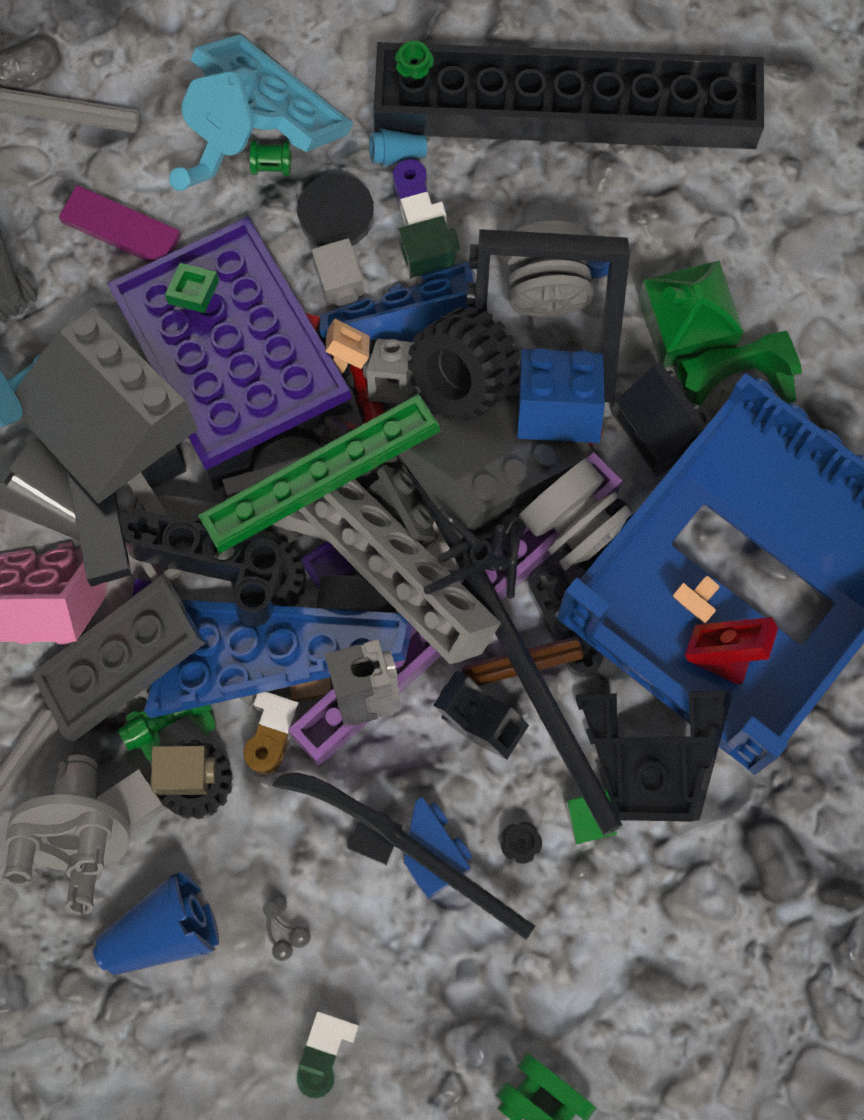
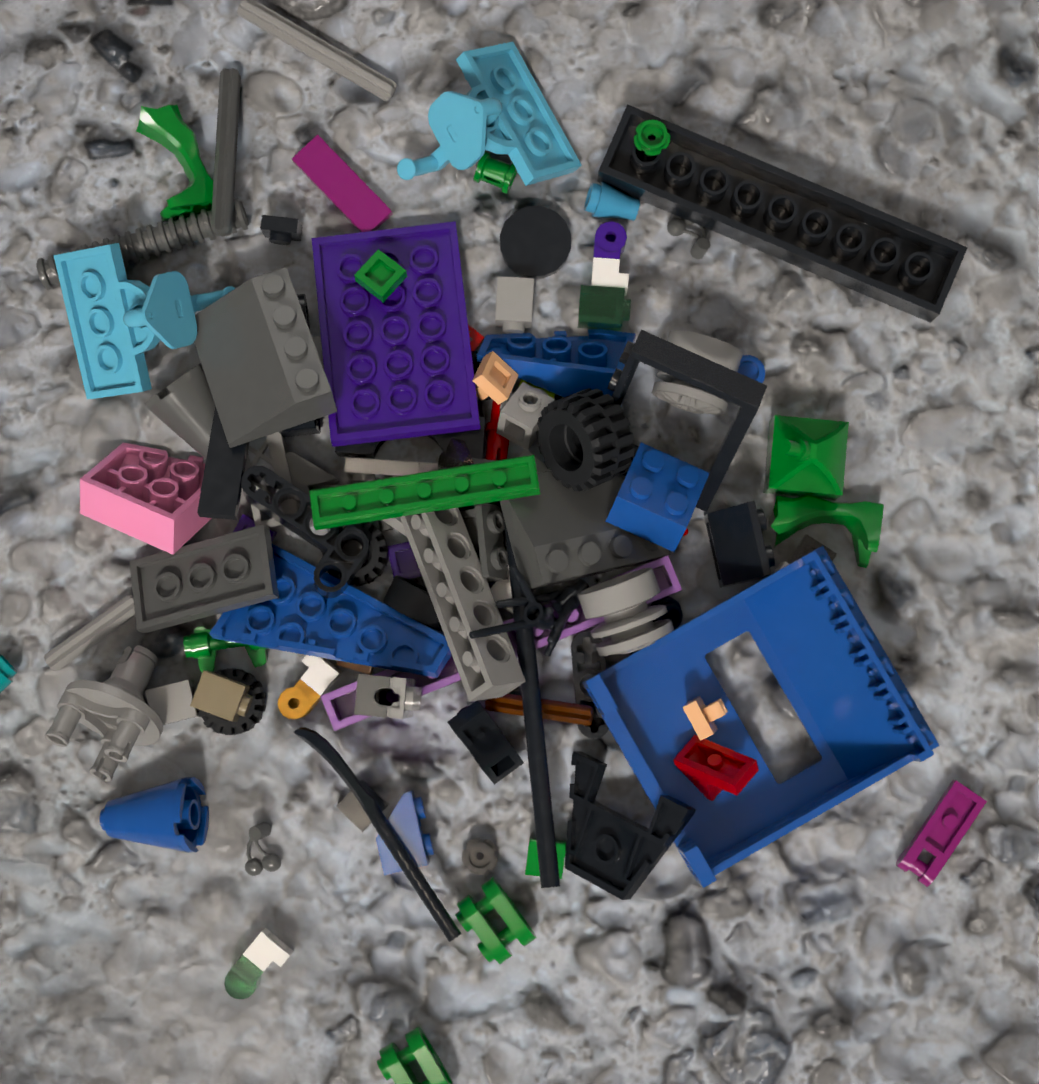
camera: 25 degrees right, 10 degrees up
(72, 285) = (281, 229): none -> black plate
(471, 148) = (677, 227): none -> dark grey piece
(540, 908) = (473, 916): none -> green brick

